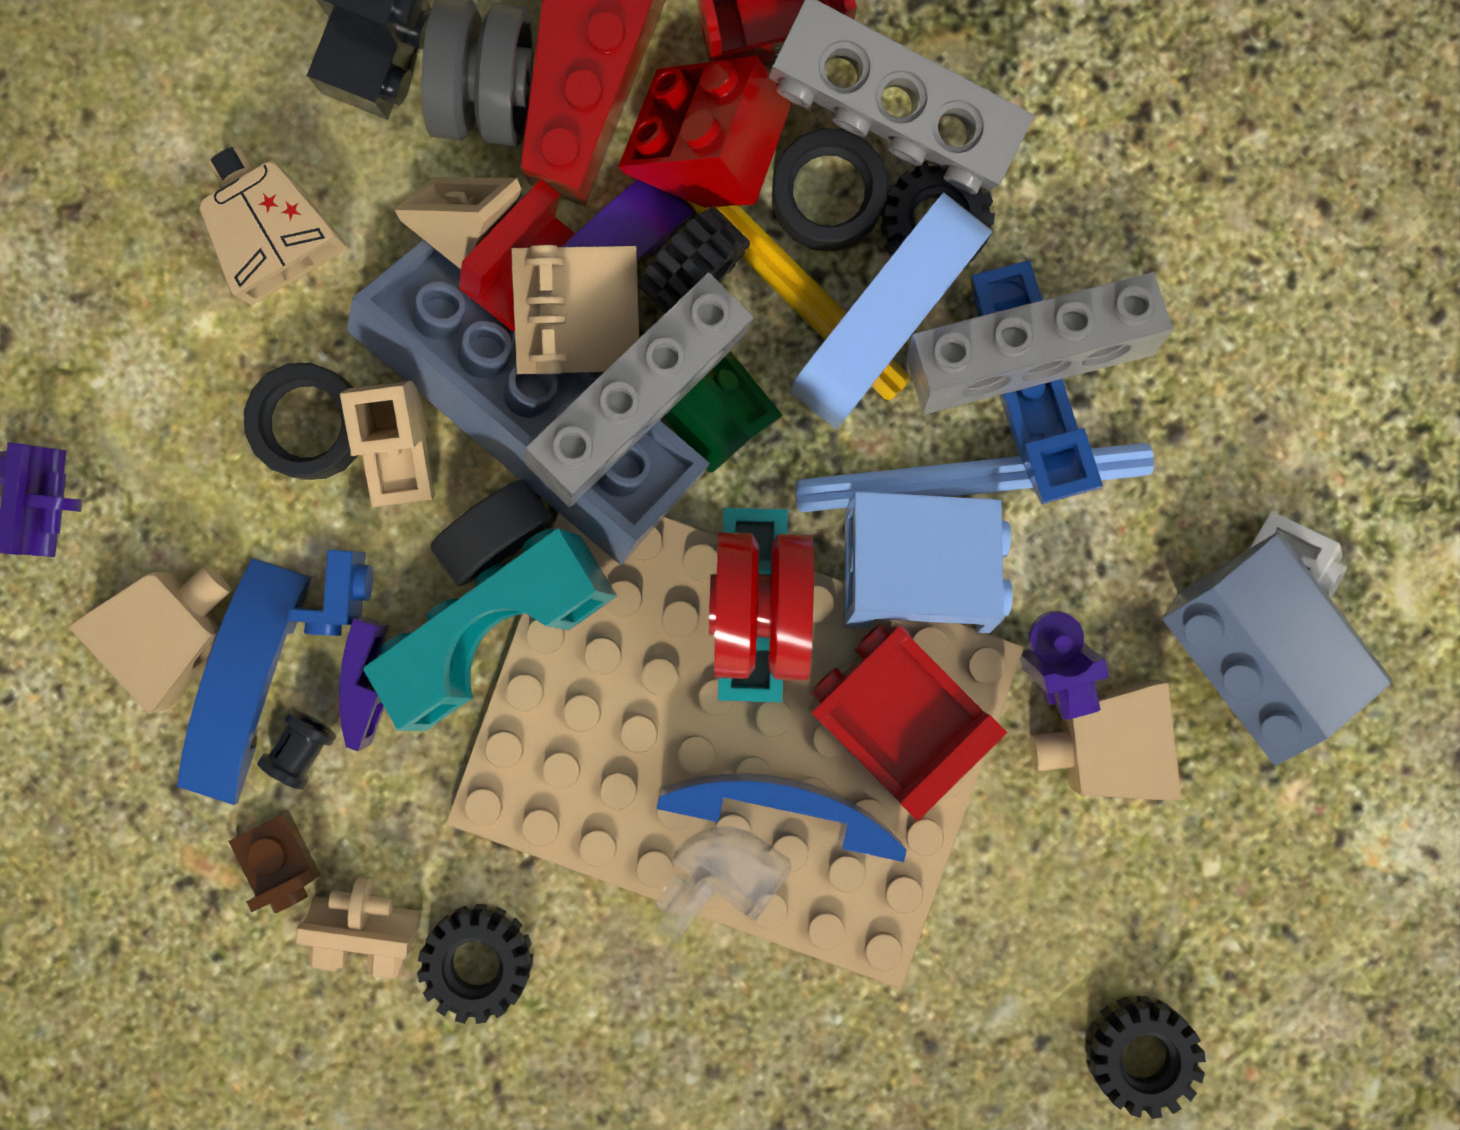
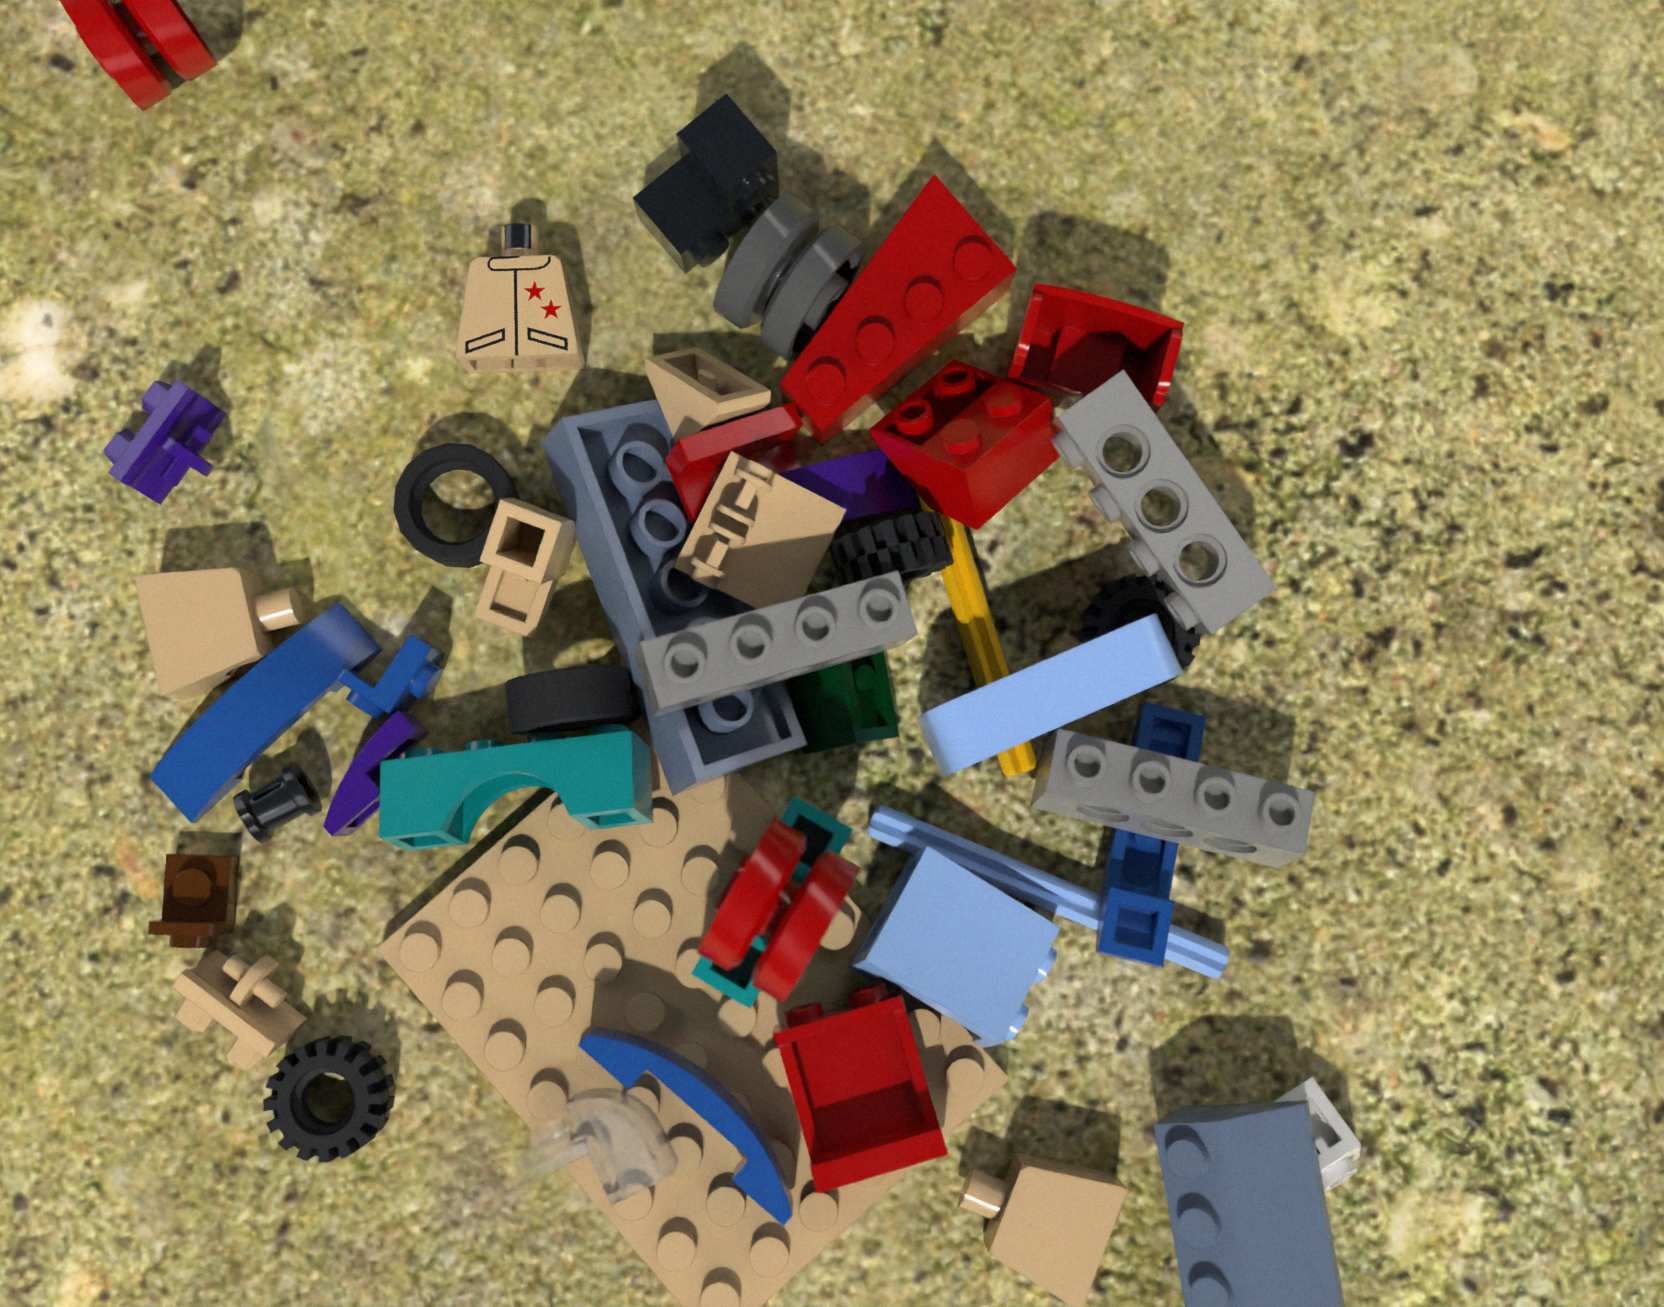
camera: 20 degrees right, 5 degrees down
(829, 143) = (1062, 505): black tyre -> none
(1064, 664) = (1037, 1117): dark purple hips -> none

